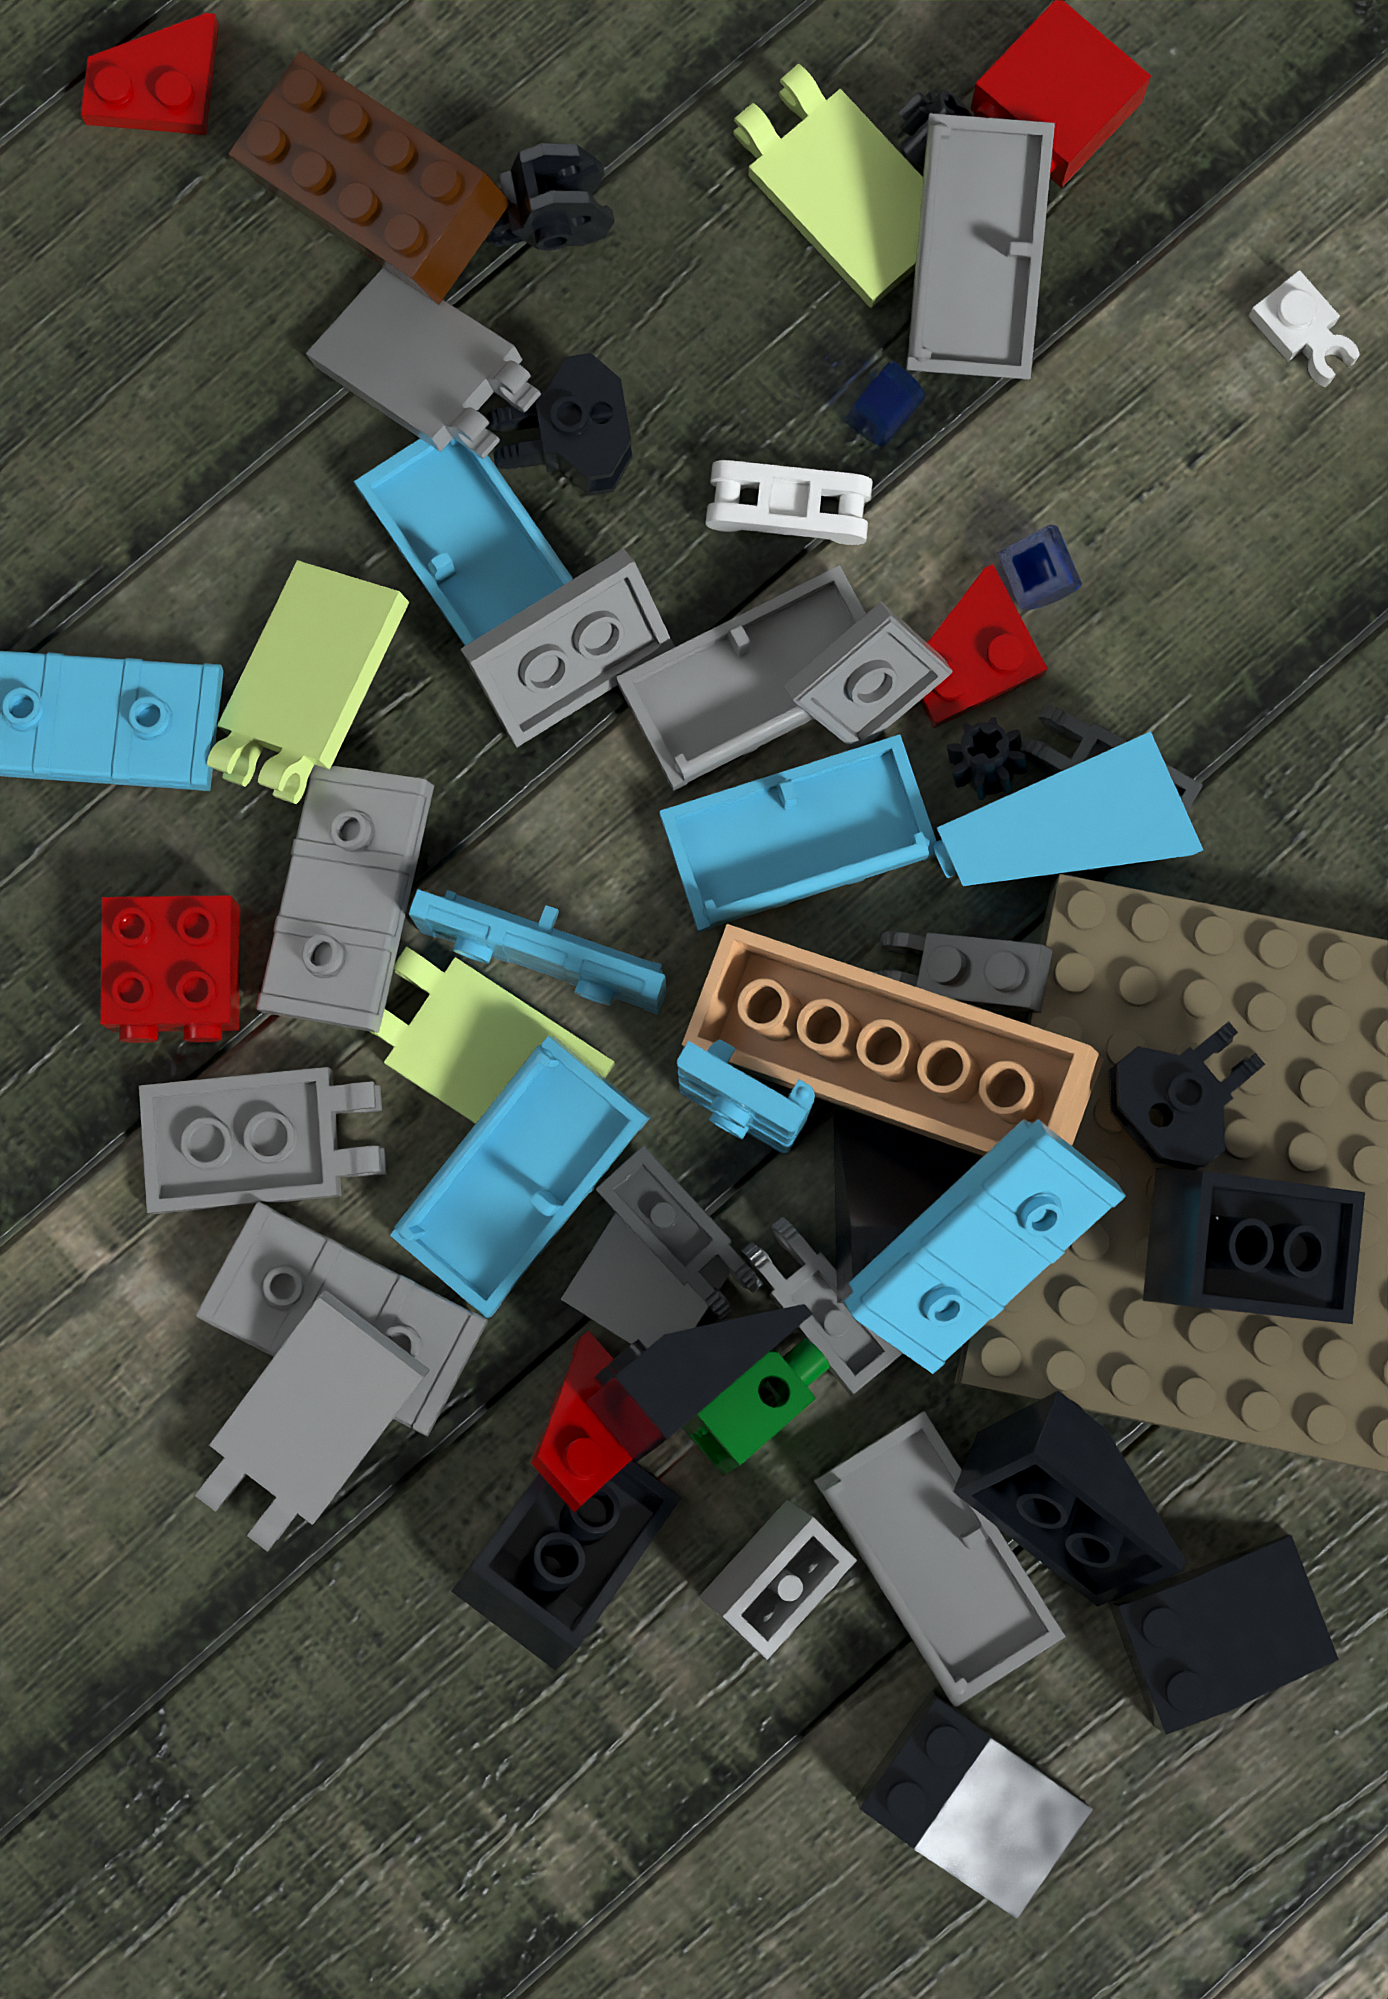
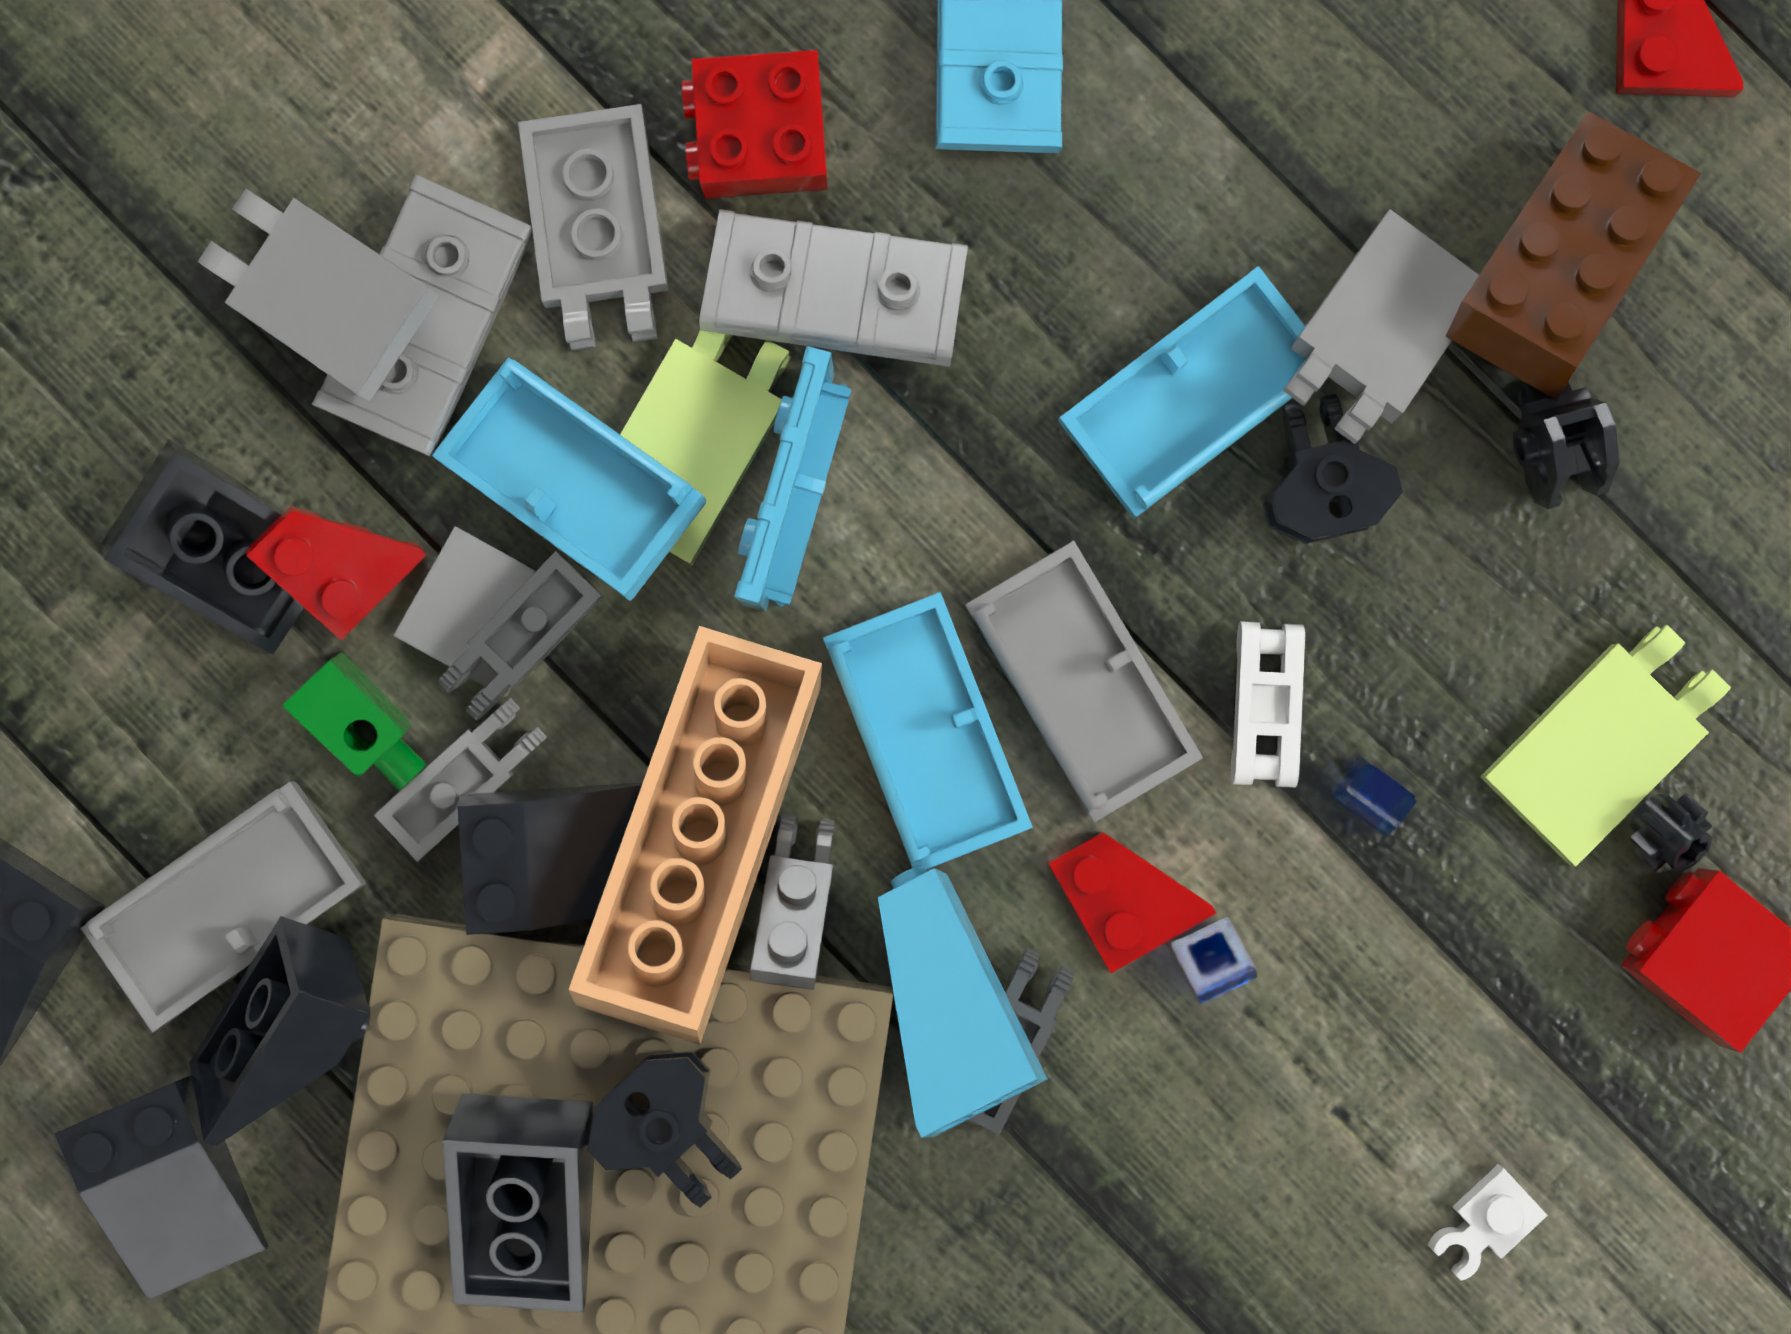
camera: 85 degrees right, 5 degrees up
(306, 678) = (1052, 233): yellowish green tile -> none
(568, 647) = (1097, 489): light grey plate -> none
(661, 1388) = (361, 639): black slope -> none
(739, 1101) = (633, 685): medium azure container -> none
(777, 1578) = (190, 750): light grey brick -> none
(868, 677) = (1082, 791): light grey tile -> none
(980, 246) = (1546, 883): light grey container -> none
(981, 1244) = (503, 929): medium azure container -> none
(987, 758) = (1030, 920): black gear -> none

